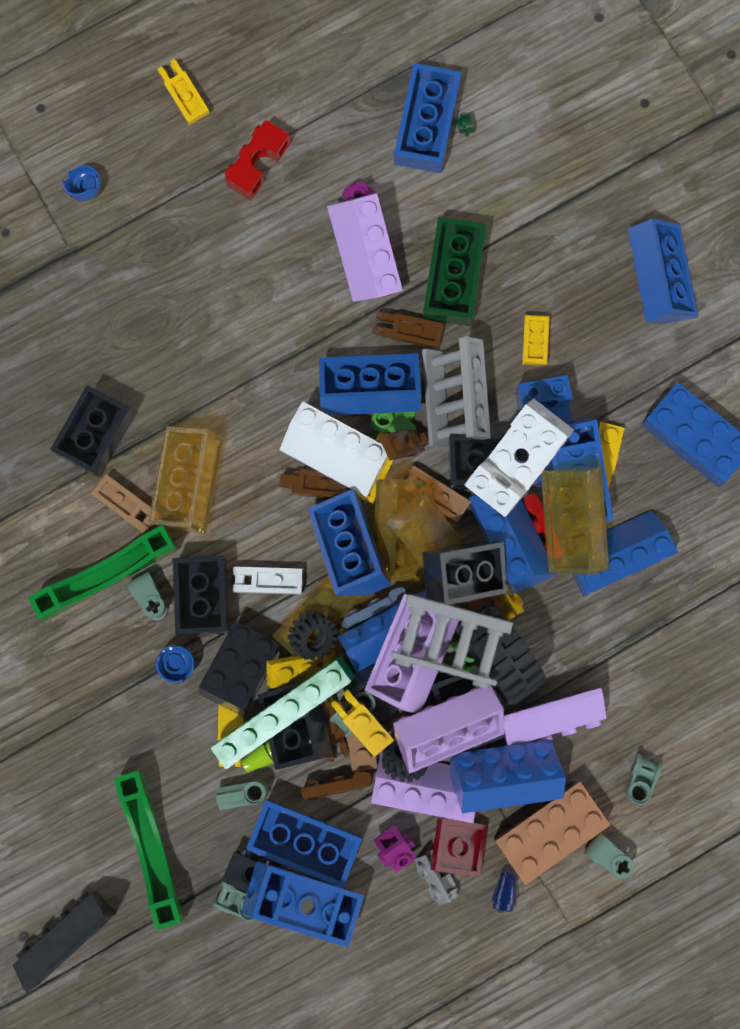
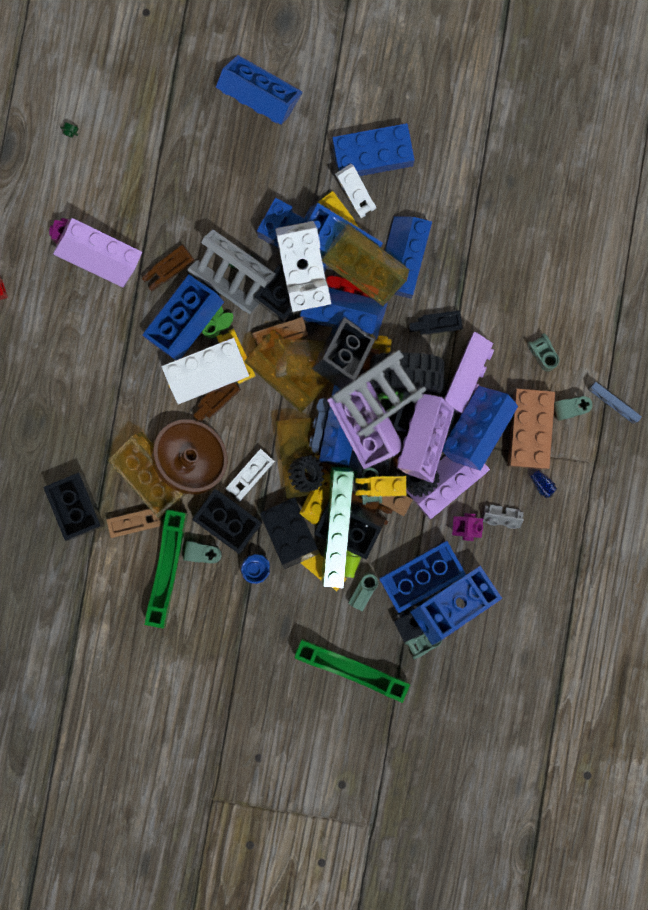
camera: 55 degrees left, 5 degrees up
(63, 940) = (363, 762): black slope -> none
(235, 504) = (189, 456): none -> reddish brown dish
(337, 786) = (404, 530): reddish brown hinge -> none
(348, 546) = (270, 409): blue slope -> none
(403, 443) = (236, 327): reddish brown hinge -> none
(427, 118) = (47, 149): blue brick -> none
(454, 271) = (156, 211): dark green brick -> none
(458, 847) = (496, 489): plate -> none
(535, 340) = (237, 198): yellow plate -> none
(580, 644) = (437, 323): none -> black hinge
(643, 449) = (355, 190): none -> white plate
(652, 898) = (614, 403): none -> sand blue tile

